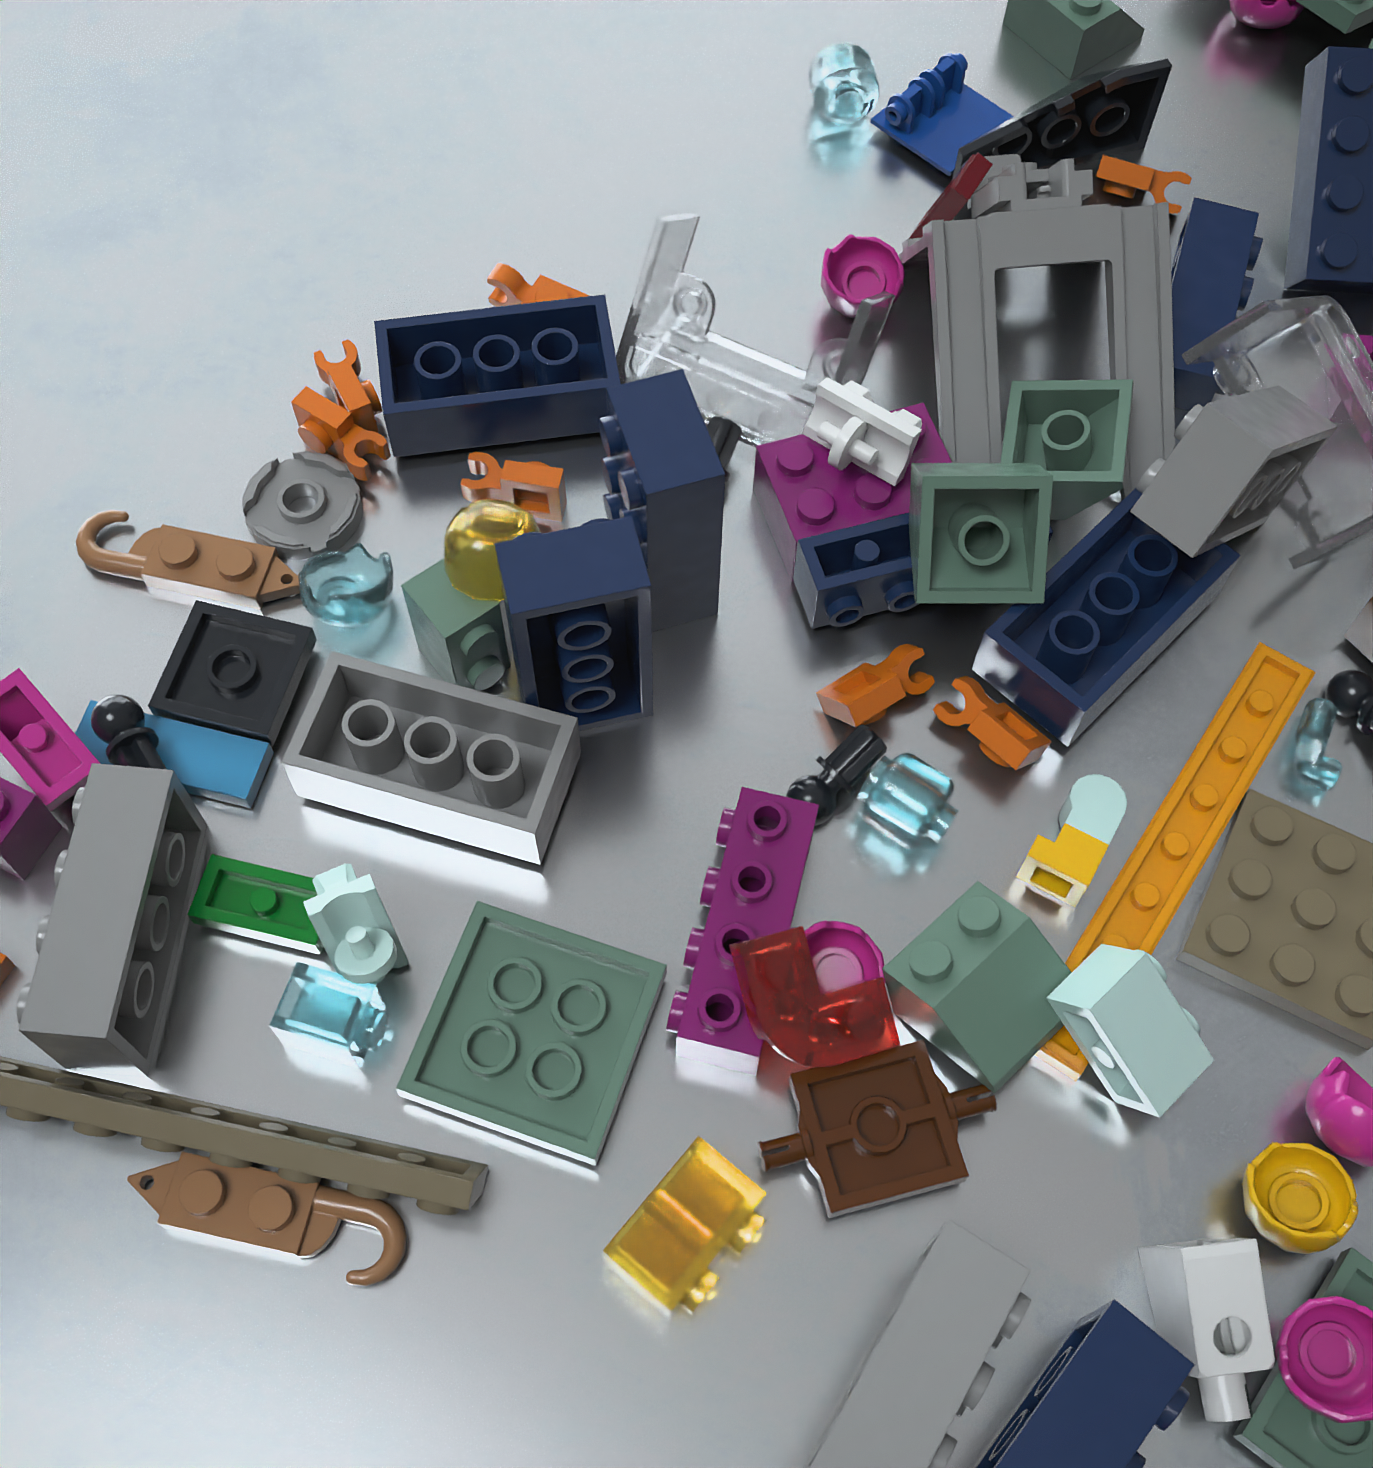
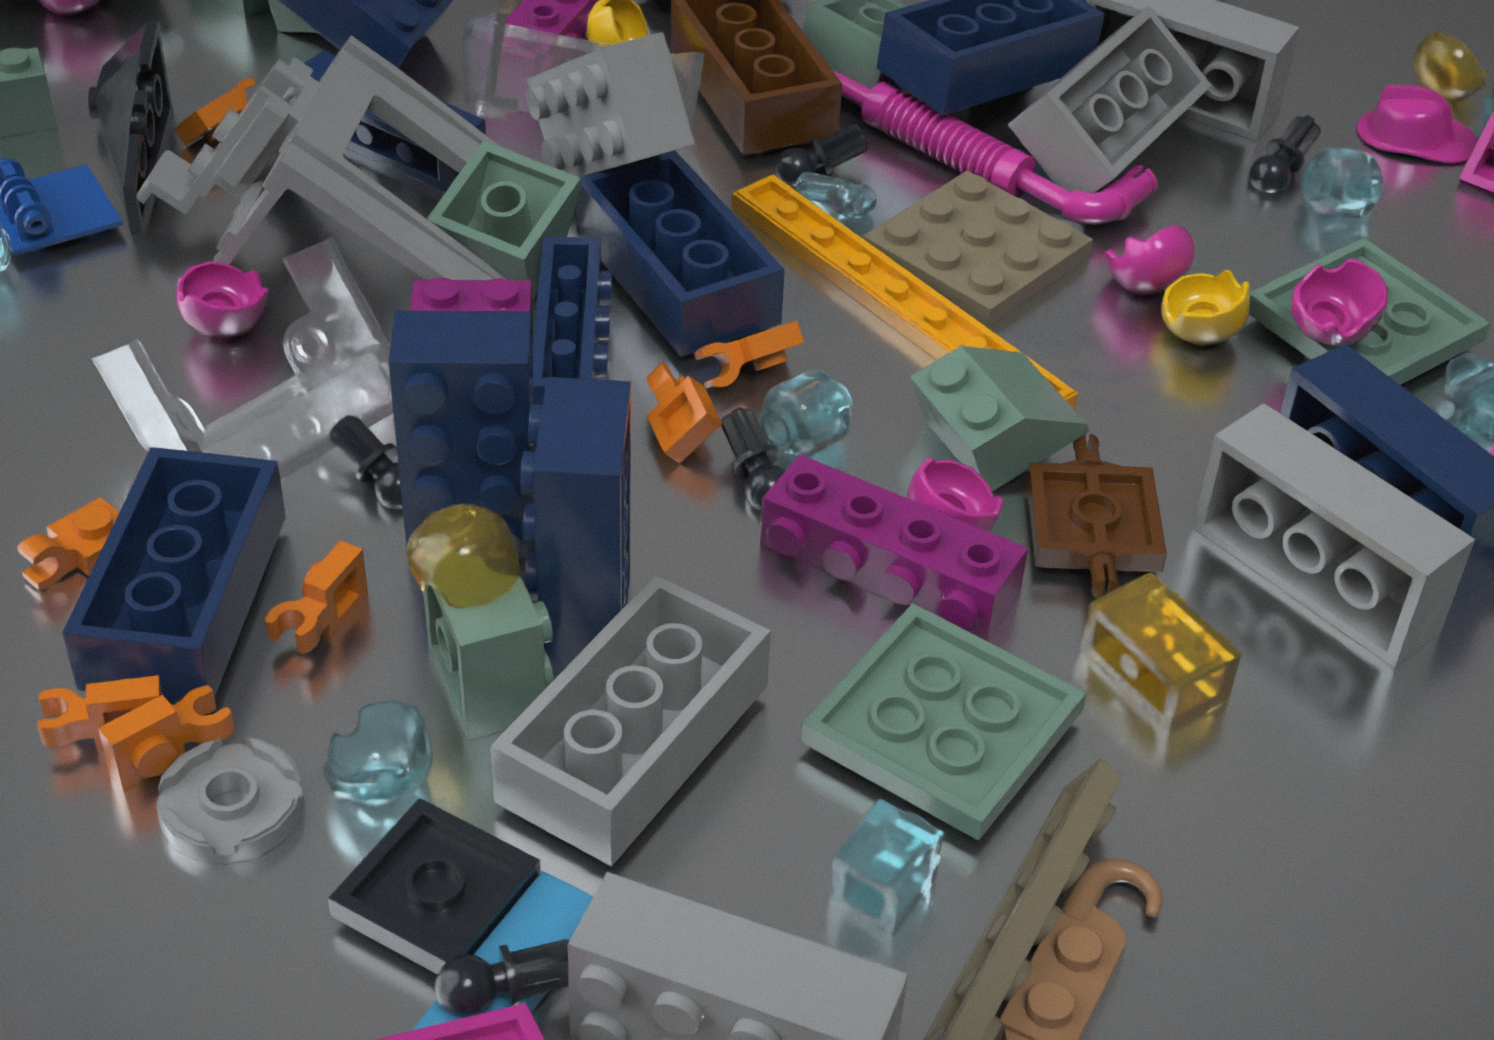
camera: 75 degrees left, 20 degrees down
(191, 563) = (251, 920): medium nougat plate -> none
(256, 903) = (754, 880): green plate -> none
(354, 926) = (810, 808): light aqua hips -> none
(799, 1020) = (989, 499): clear red plate -> none
(862, 431) = (455, 287): white hips -> none
(956, 193) = (188, 210): dark red tile -> none
(979, 532) = (592, 260): sand green slope -> none
(1087, 827) = (876, 335): leg -> none
(1131, 1028) = (1060, 336): light aqua brick -> none
(1215, 1313) = (1265, 352): white torso -> none

